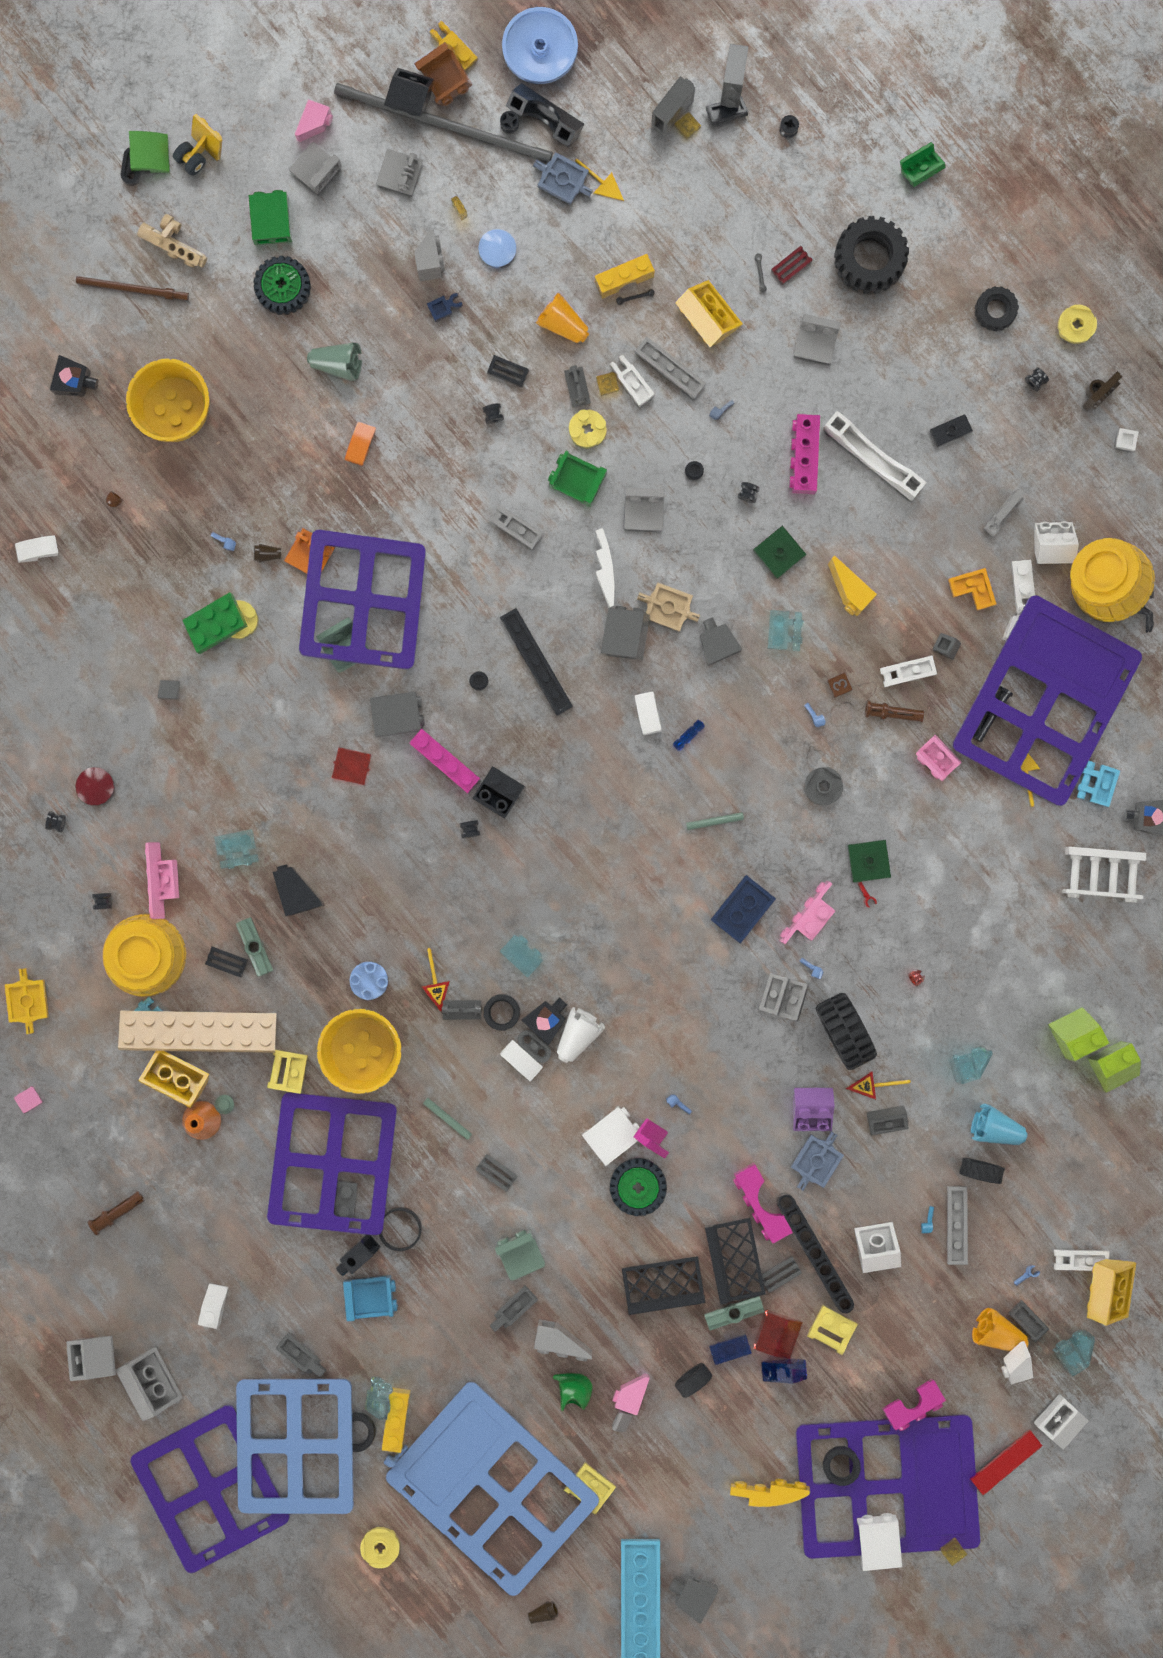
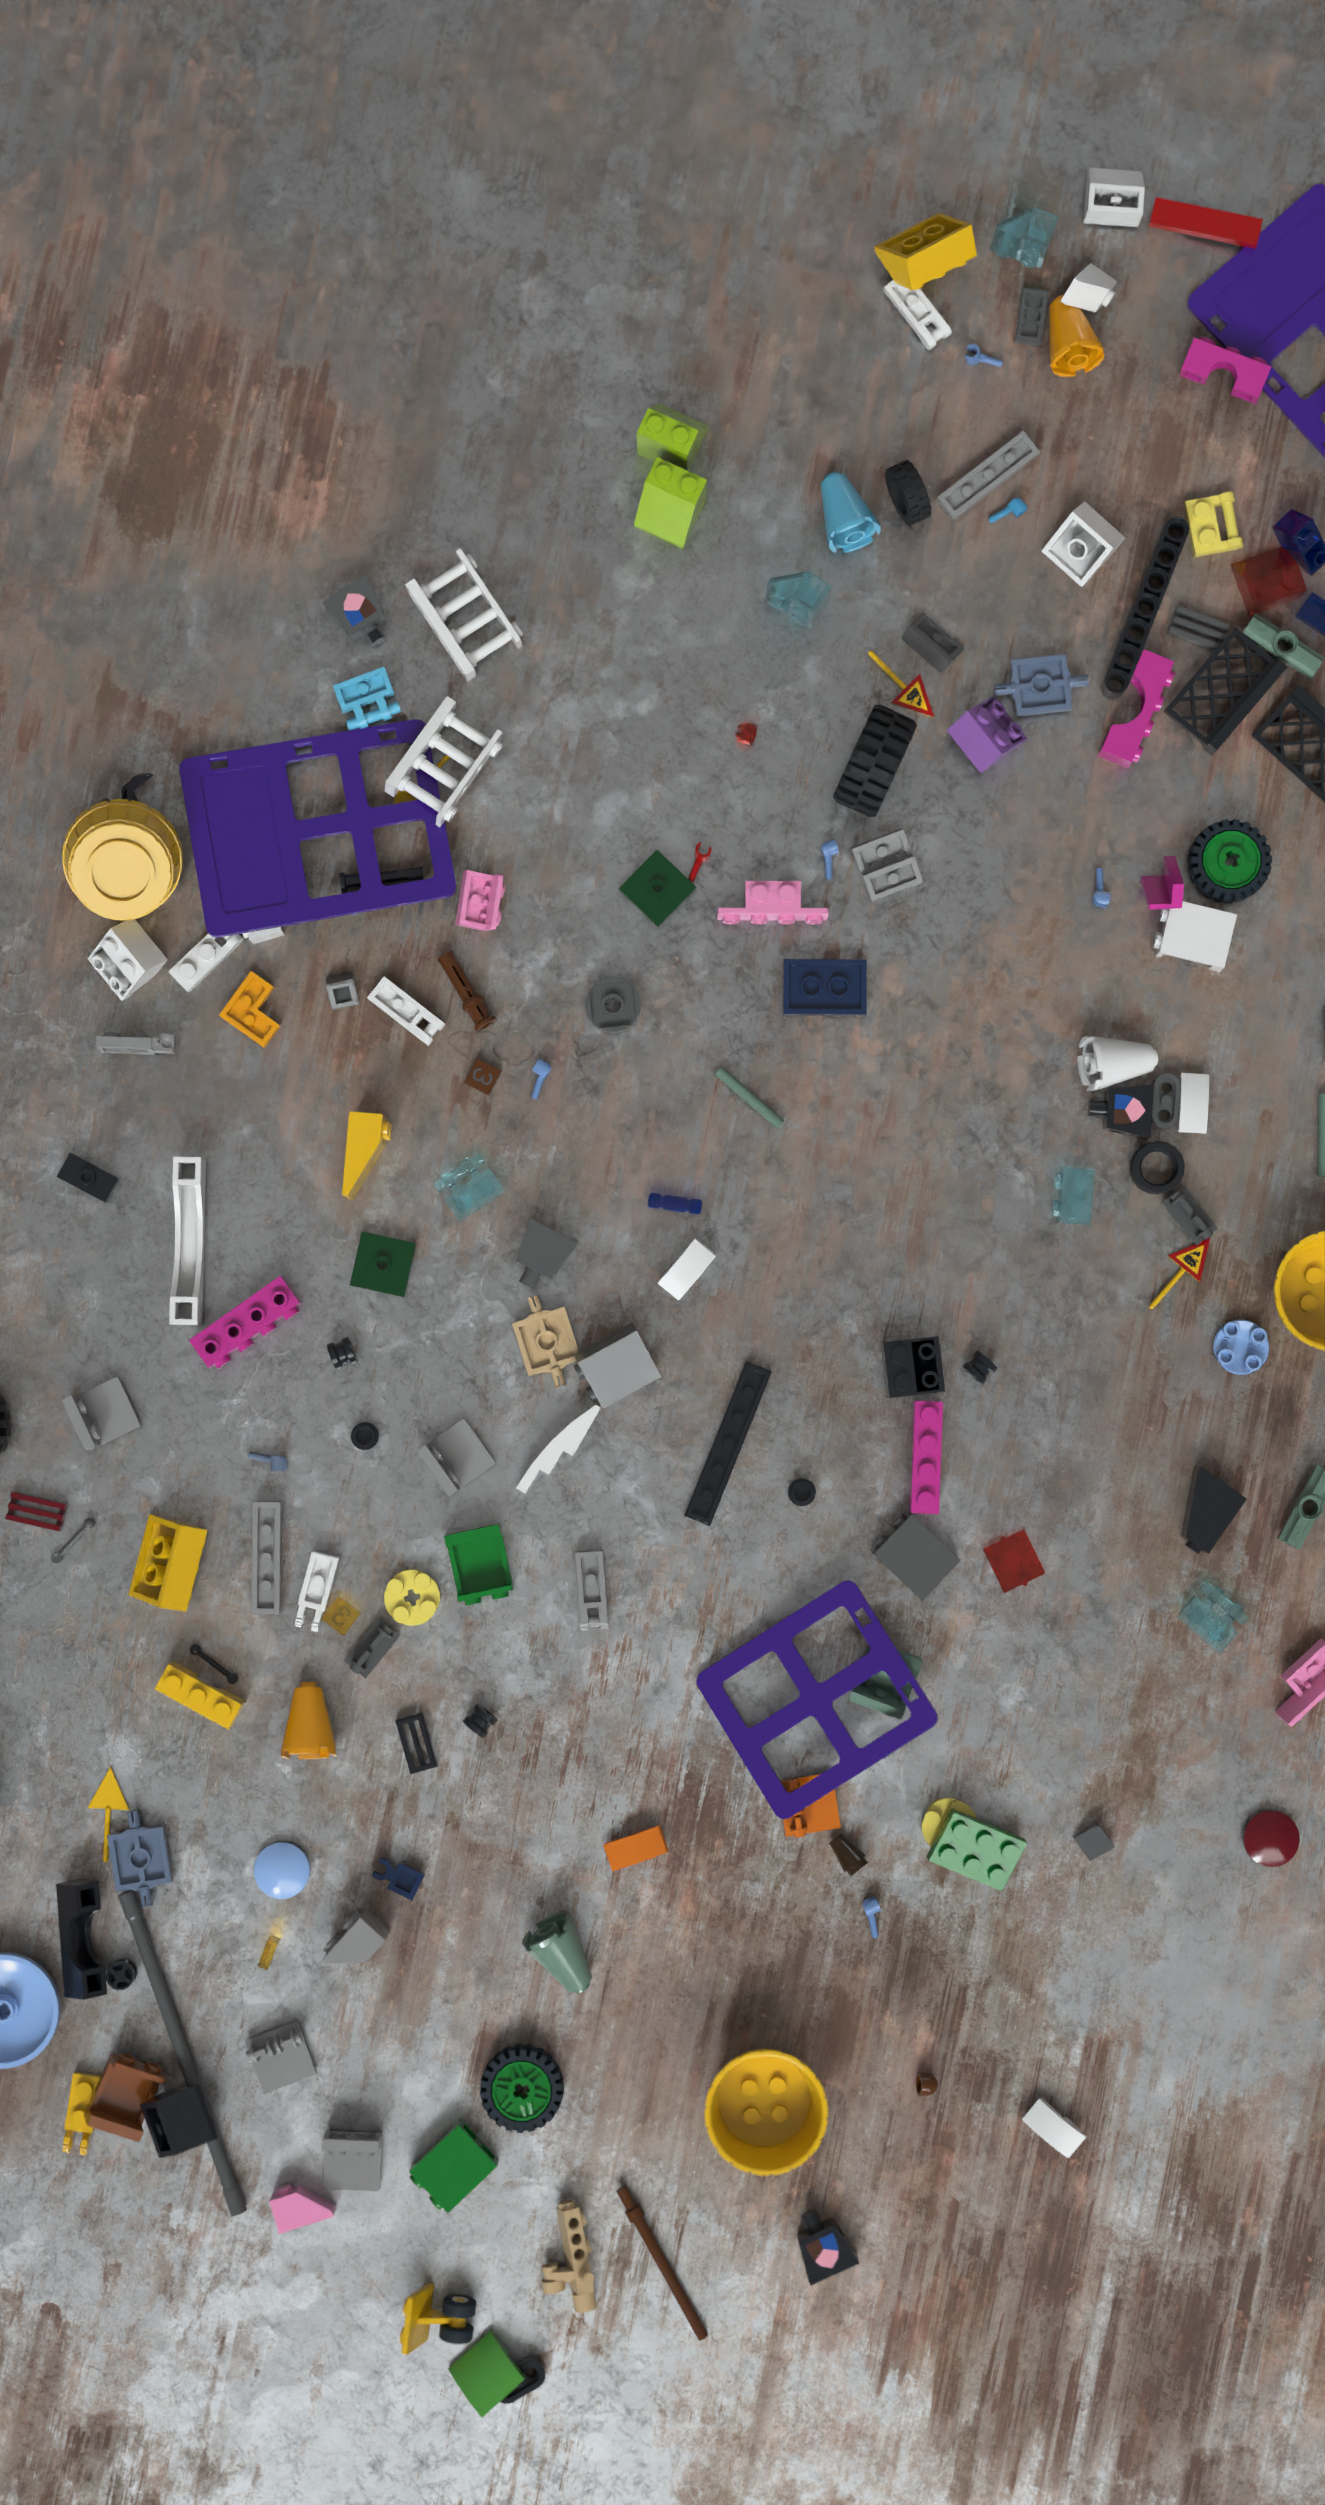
camera: 130 degrees left, 0 degrees up
(1049, 801) = (430, 737): none -> white fence

